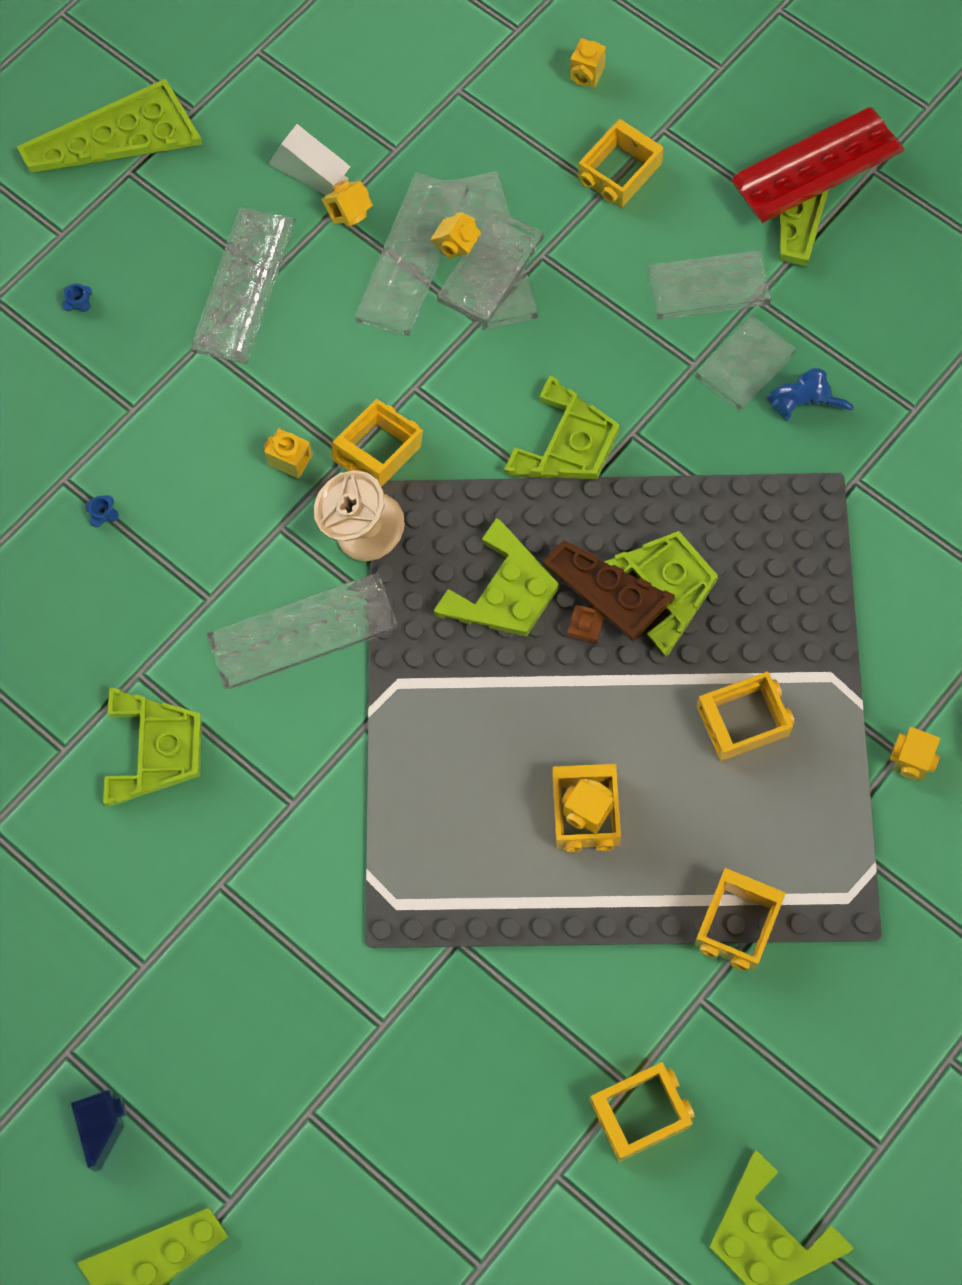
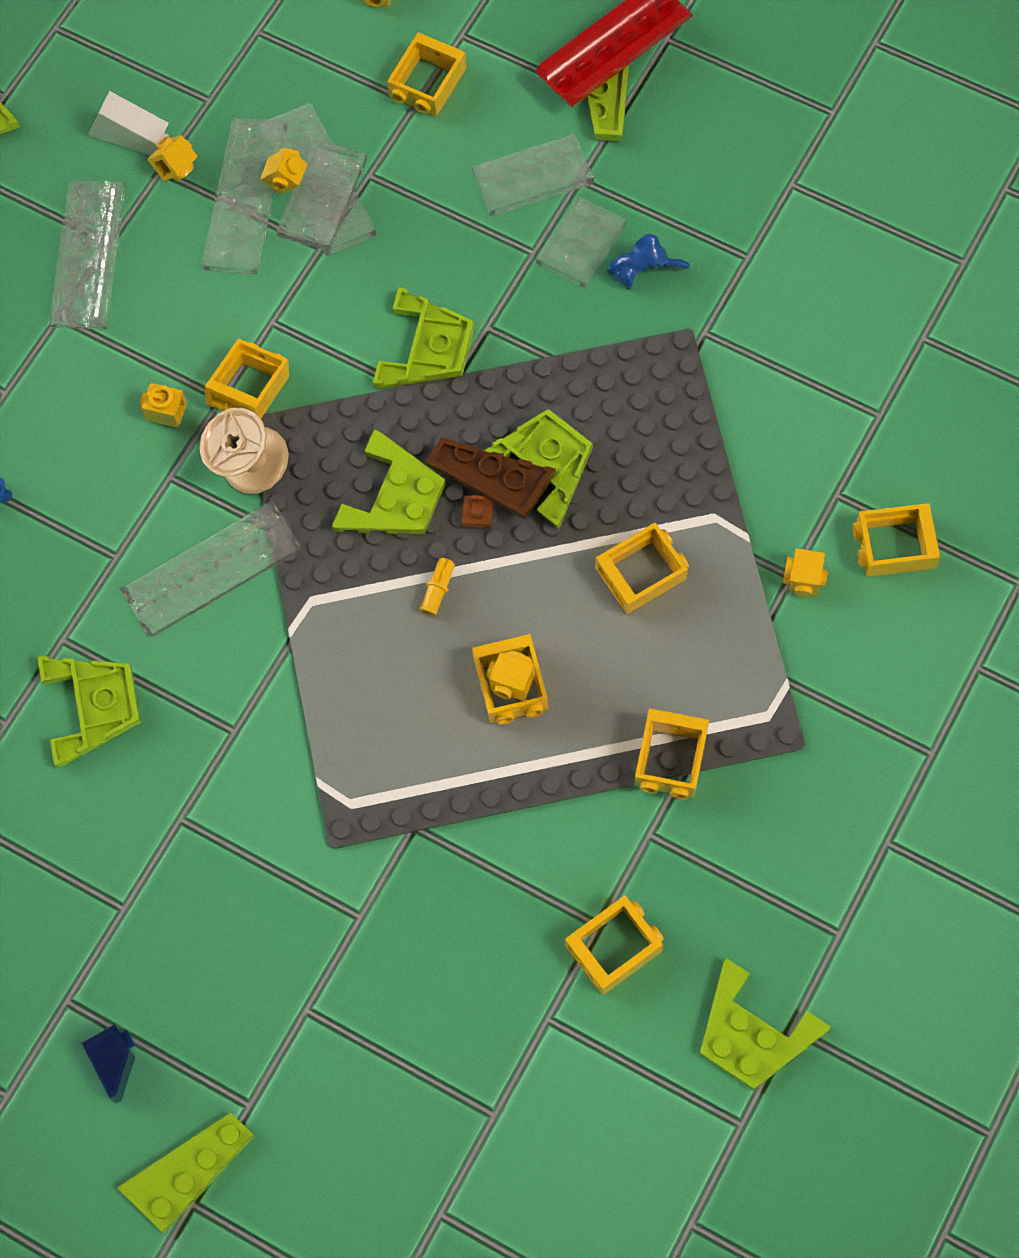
camera: 10 degrees left, 0 degrees up
(529, 694) = (437, 587): none -> yellow axle

